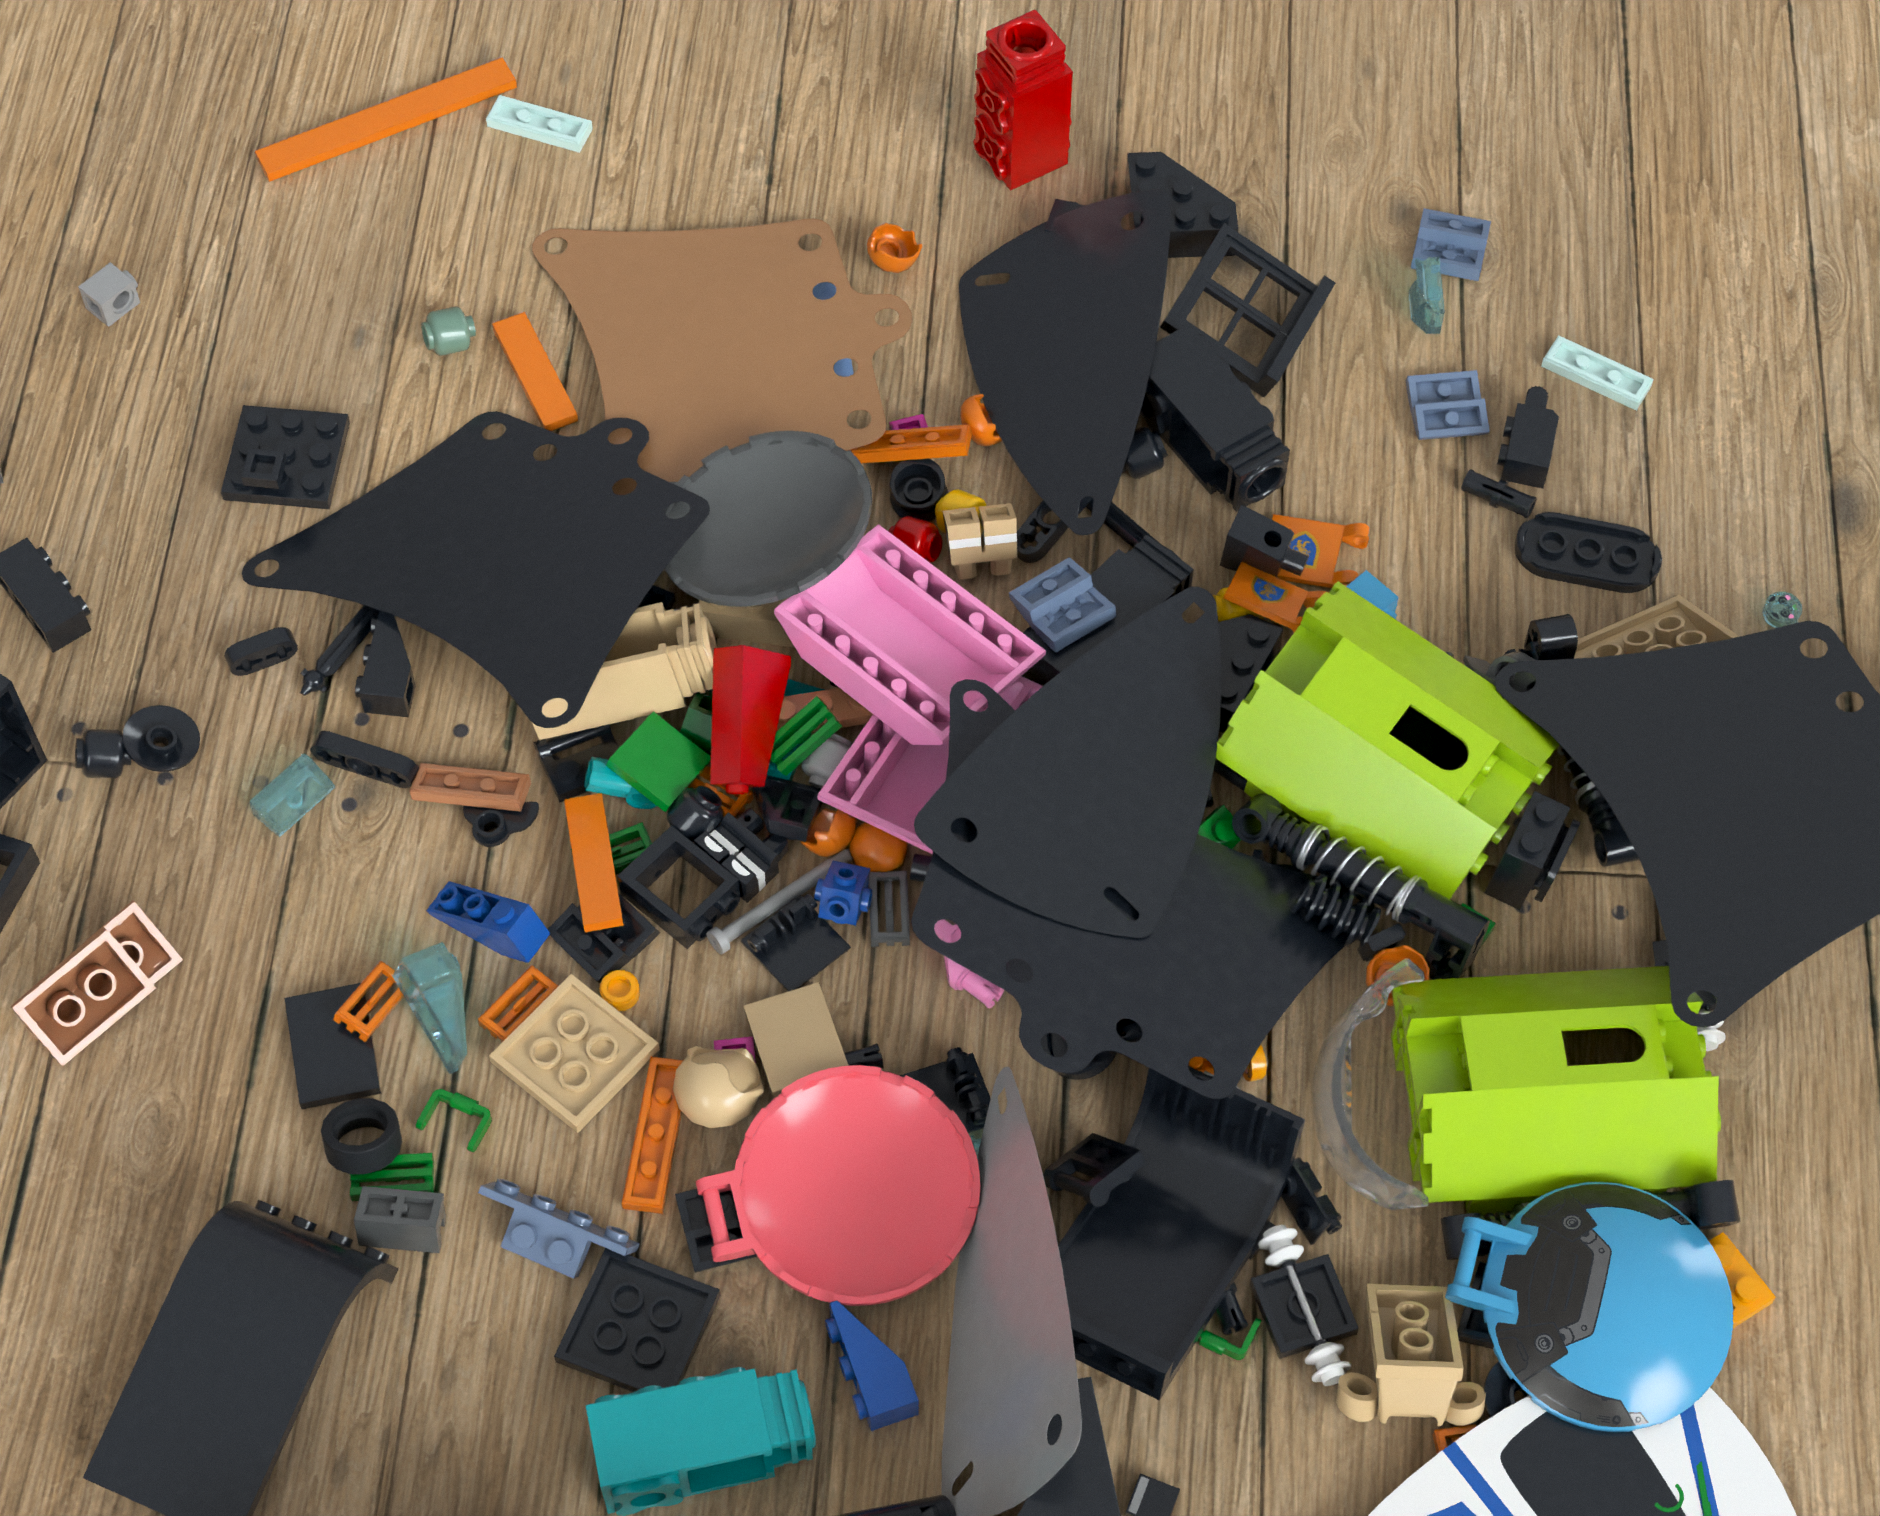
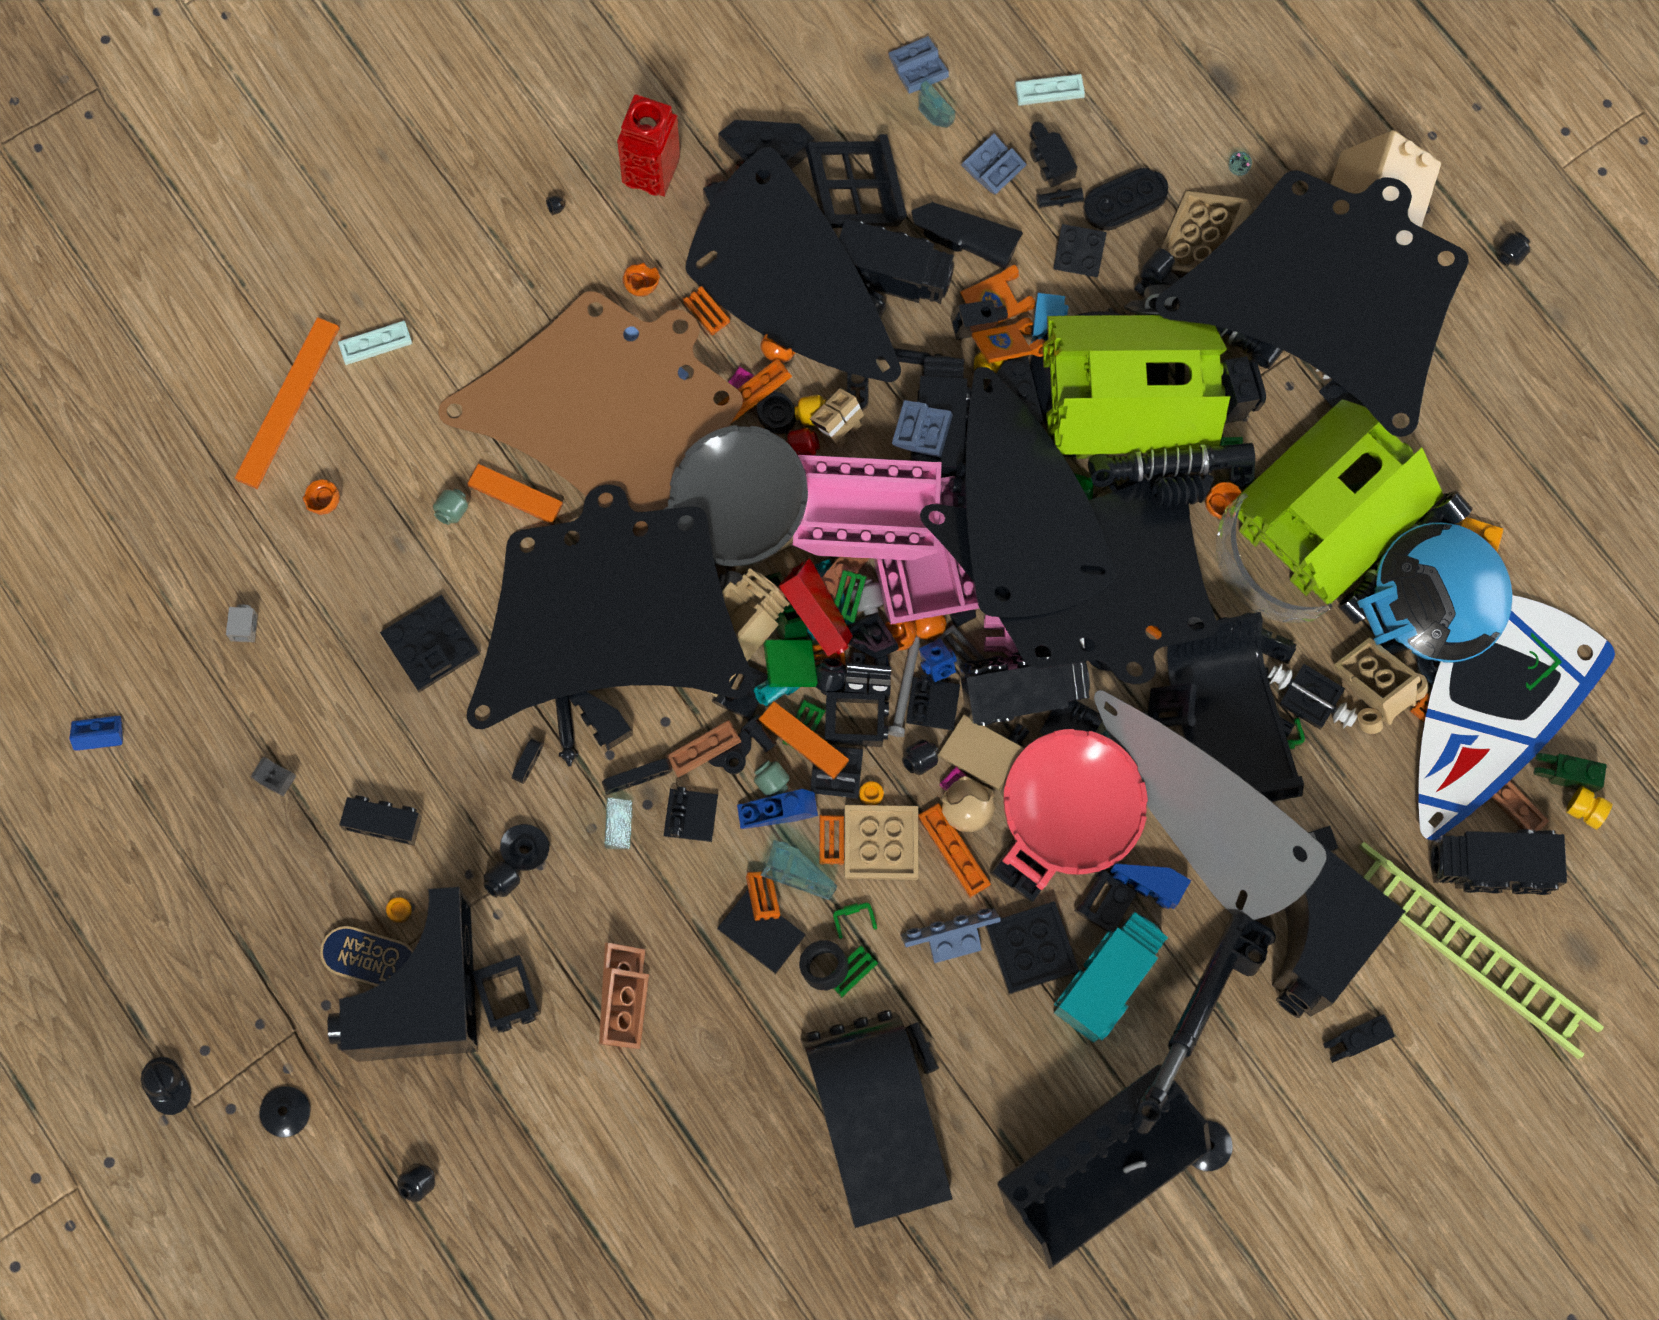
camera: 45 degrees left, 15 degrees up
(322, 229) = (321, 497): none -> orange hair
(383, 850) = (690, 815): none -> black hinge
(384, 1335) = (922, 1048): none -> black pin
(400, 1219) = (878, 988): dark grey hinge -> none
(515, 875) = (771, 778): none -> sand green head
(551, 815) = (759, 733): none -> black pin
(717, 989) = (920, 757): none -> black head
(809, 1354) = (1113, 905): none -> black plate
(872, 114) = (554, 205): none -> black hinge
(894, 980) = (1009, 687): none -> black piece
(941, 311) = (695, 296): none -> orange tile
(1338, 449) = (967, 232): none -> black panel
(1471, 566) = (1080, 250): none -> black hinge

